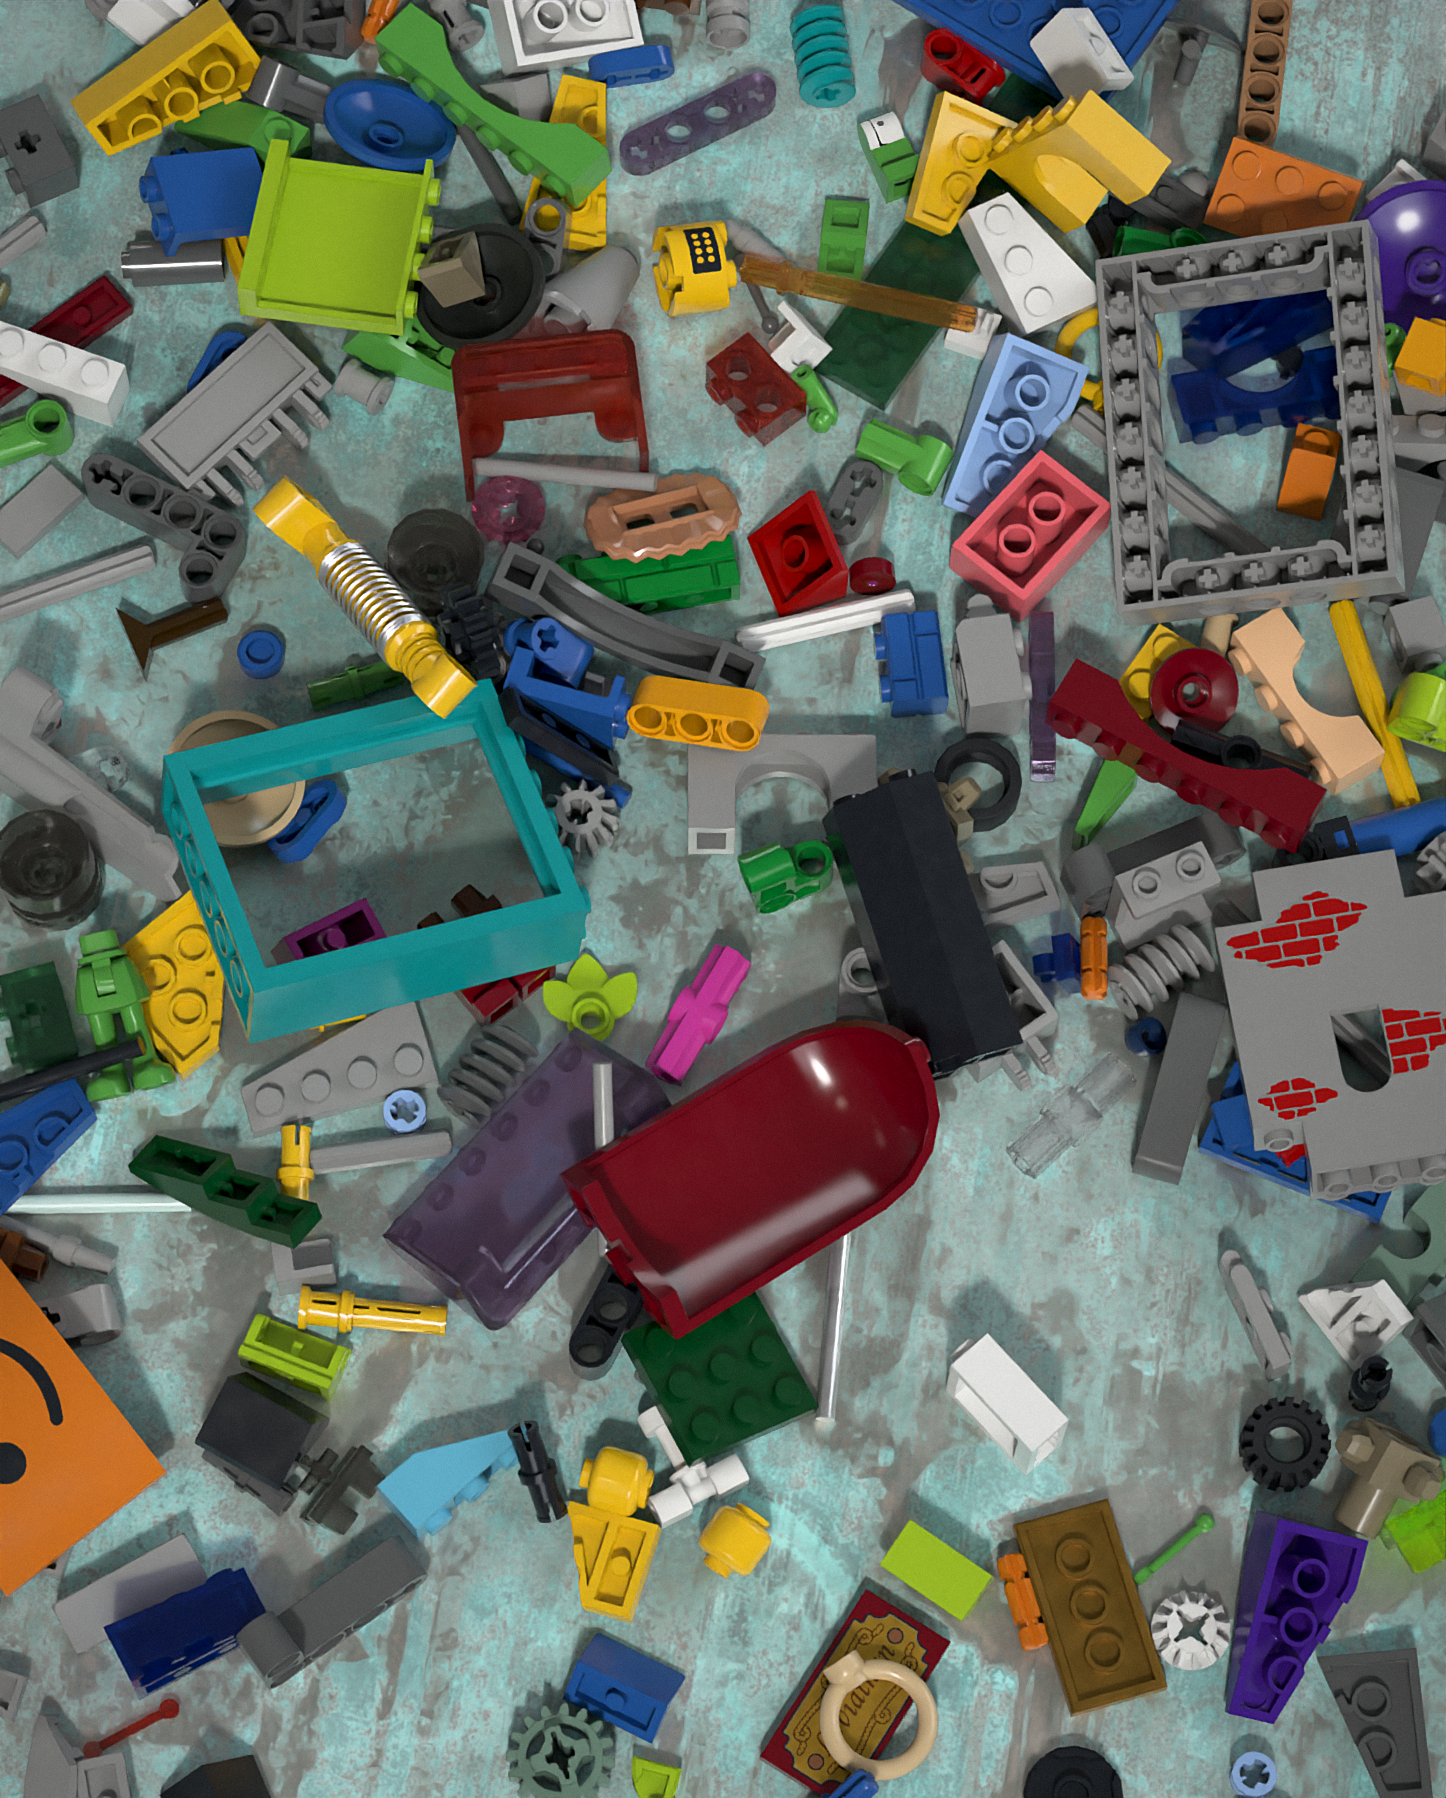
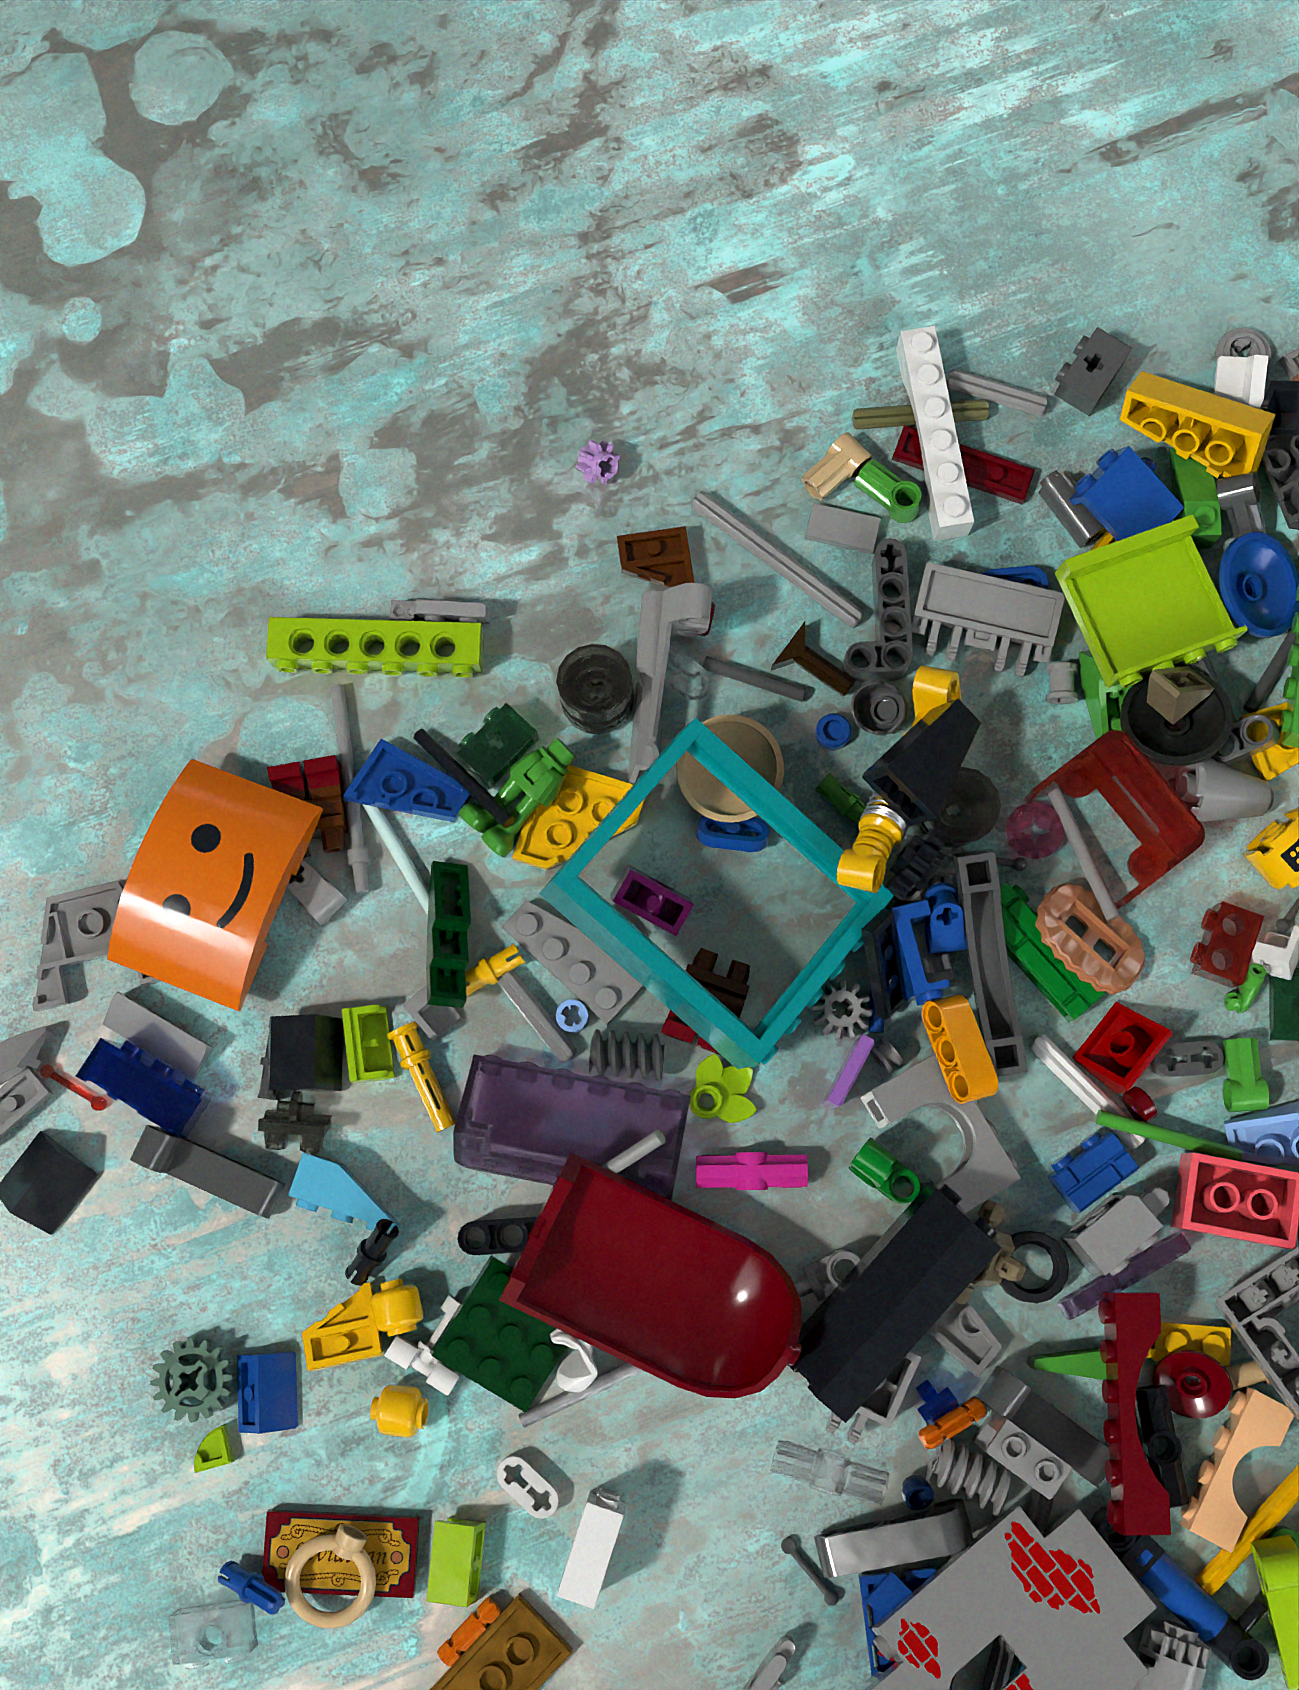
camera: 65 degrees right, 10 degrees up
(145, 702) = (753, 678): none -> dark grey bar
(268, 586) = (879, 708): none -> dark grey hair
(367, 555) = (924, 762): none -> black slope
(652, 845) = (848, 1072): none -> medium lavender tile
(659, 802) = (886, 1055): none -> light grey bush
(803, 1314) = (578, 1368): none -> white piece
(905, 1461) = (521, 1493): none -> white beam
(914, 571) = (1167, 1136): none -> bright green bar
(1127, 1207) = (789, 1547): none -> dark grey hinge

